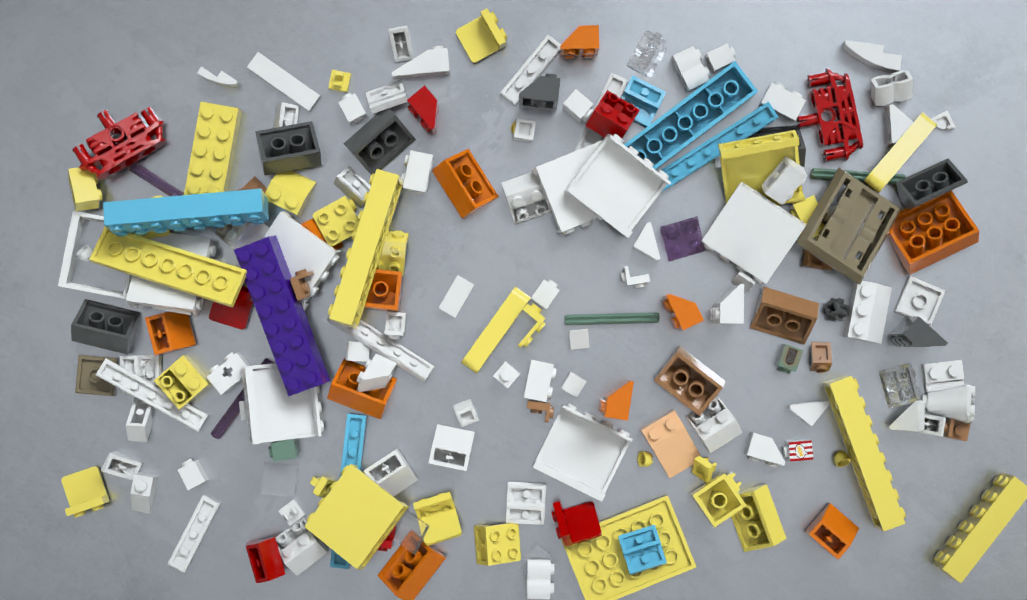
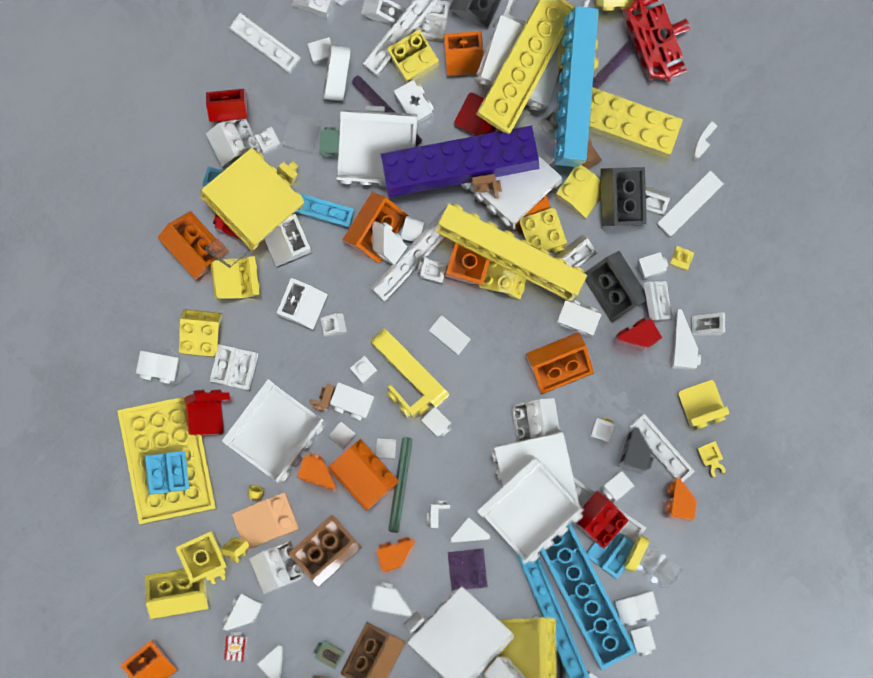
camera: 90 degrees right, 5 degrees down
(212, 455) = (336, 72): none -> white beam
(530, 21) = (710, 456): none -> light yellow plate
(610, 356) = (363, 474): none -> orange slope
(639, 76) = (636, 553): none -> light yellow beam

